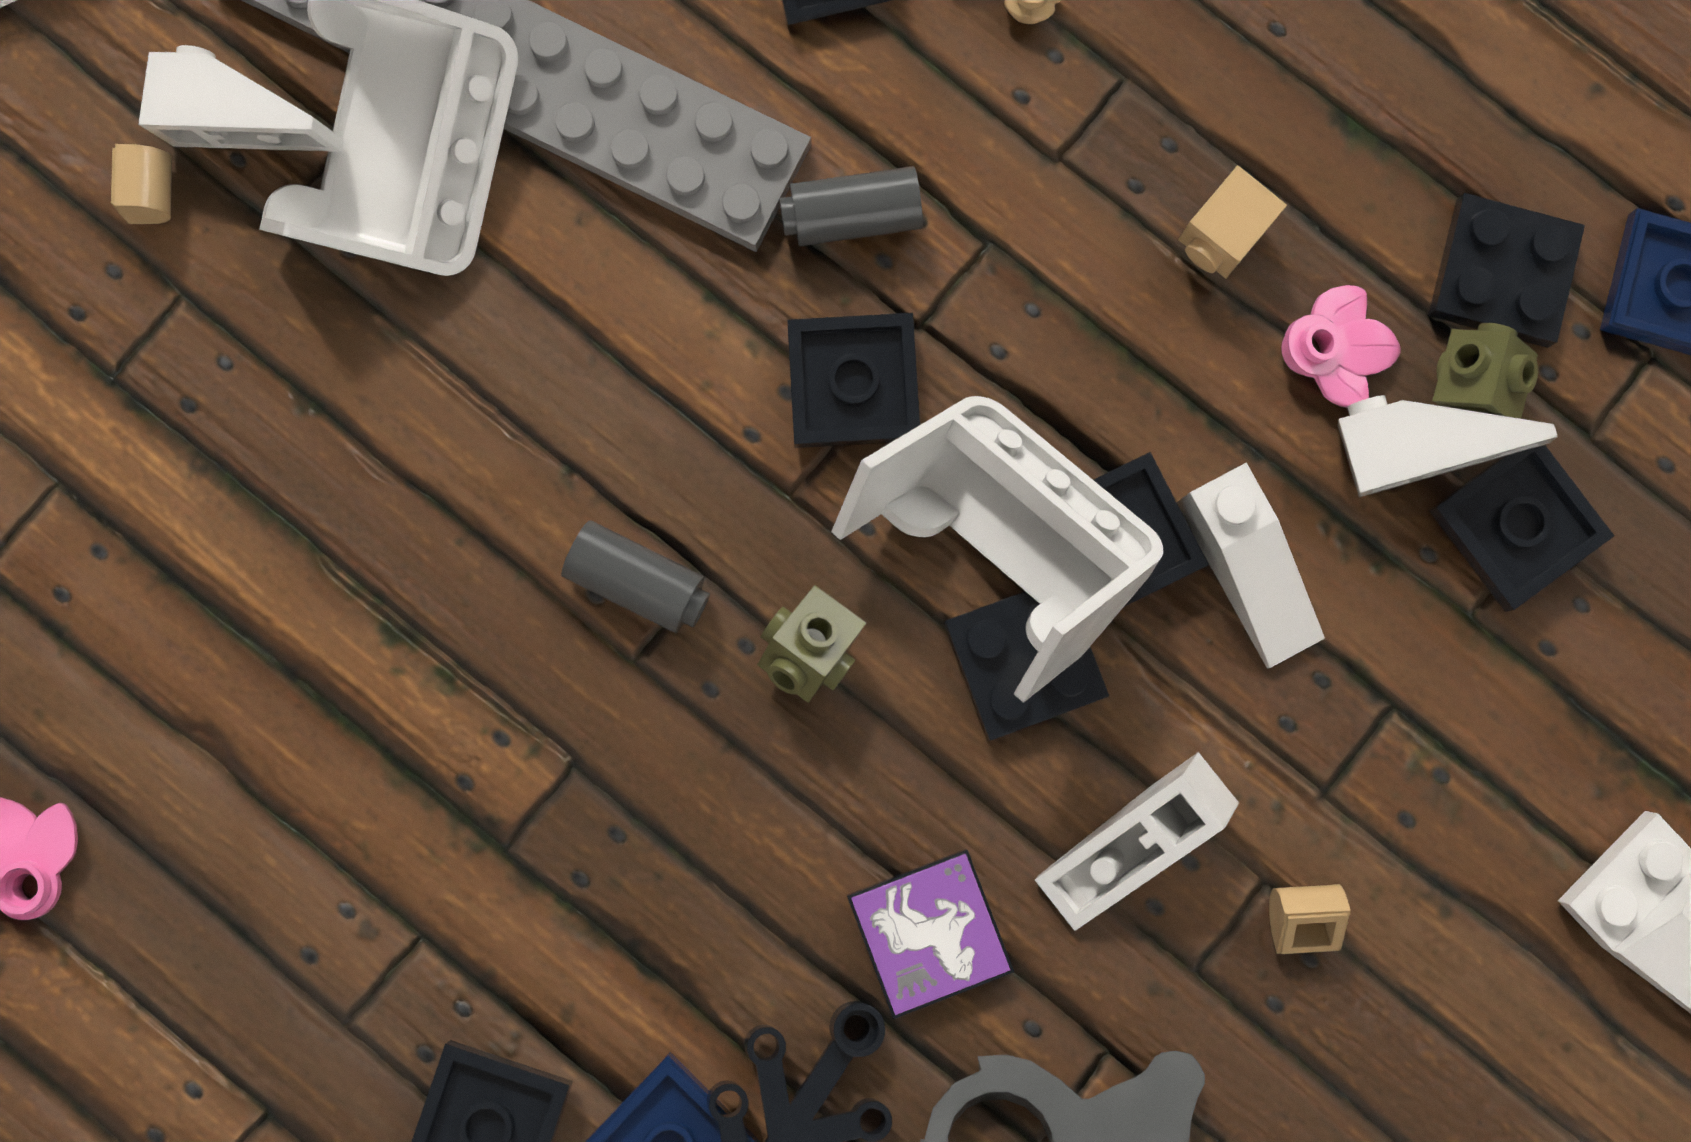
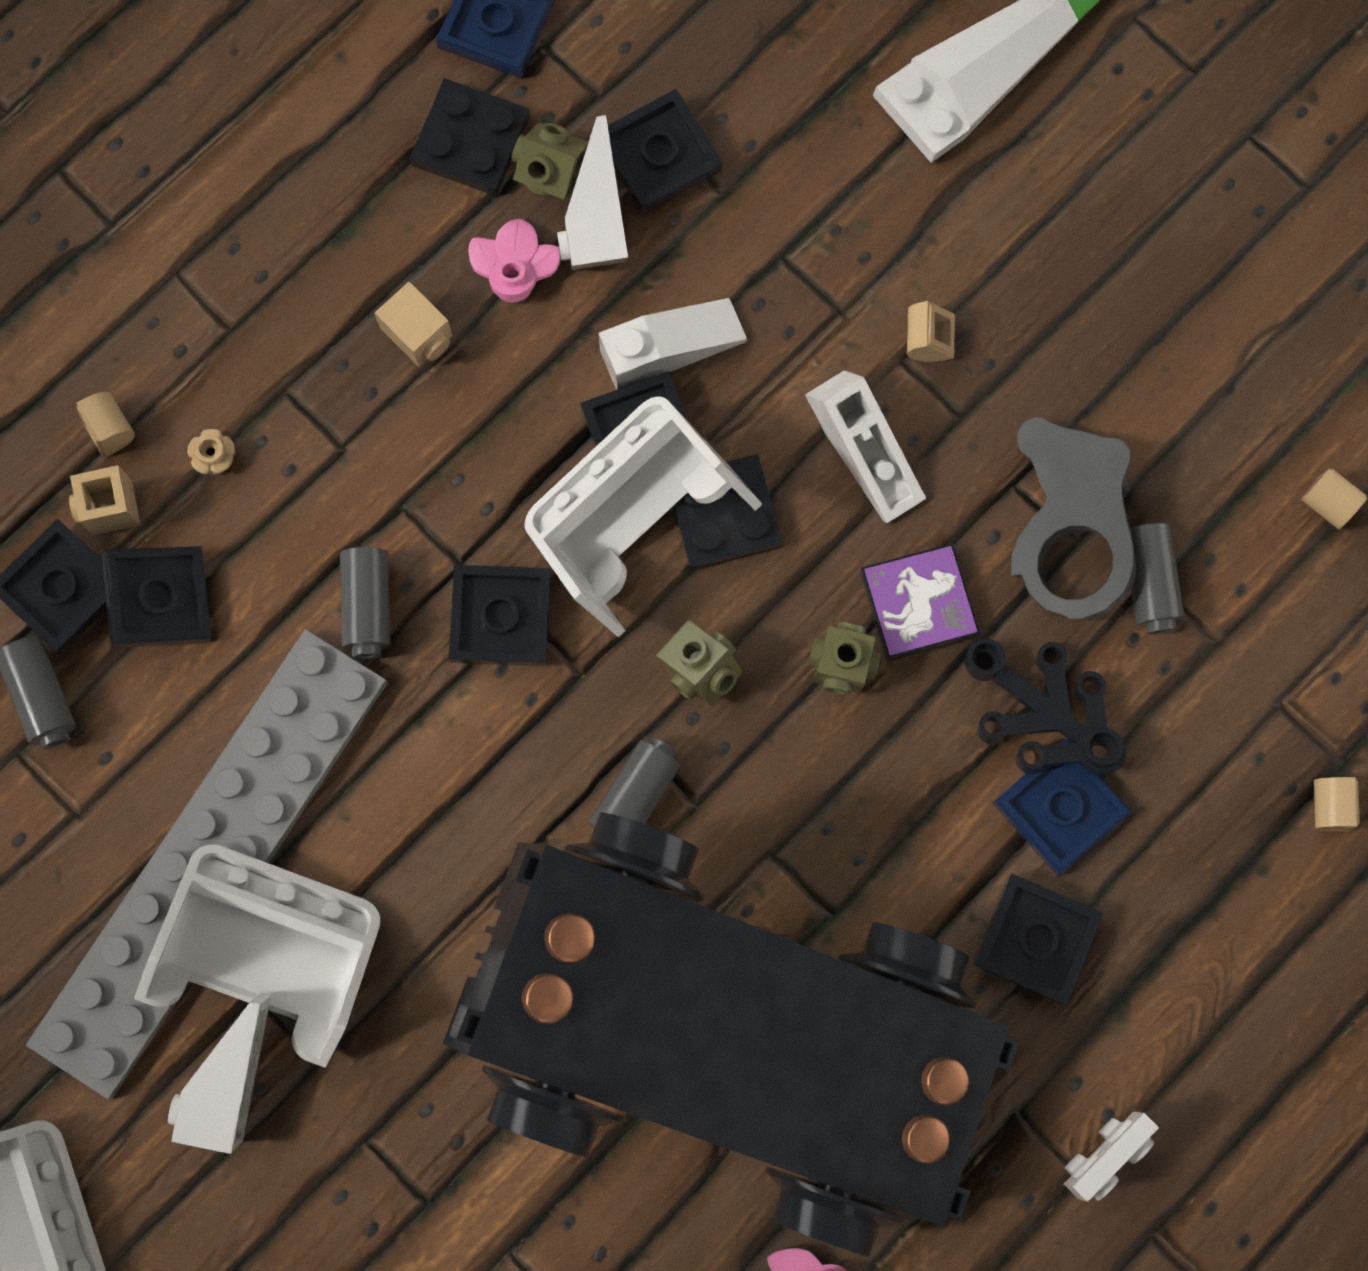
camera: 85 degrees left, 5 degrees down
(141, 183) = (276, 1160): tan brick -> none
(285, 716) = (729, 1034): none -> black piece
(836, 809) = (841, 676): none -> olive brick

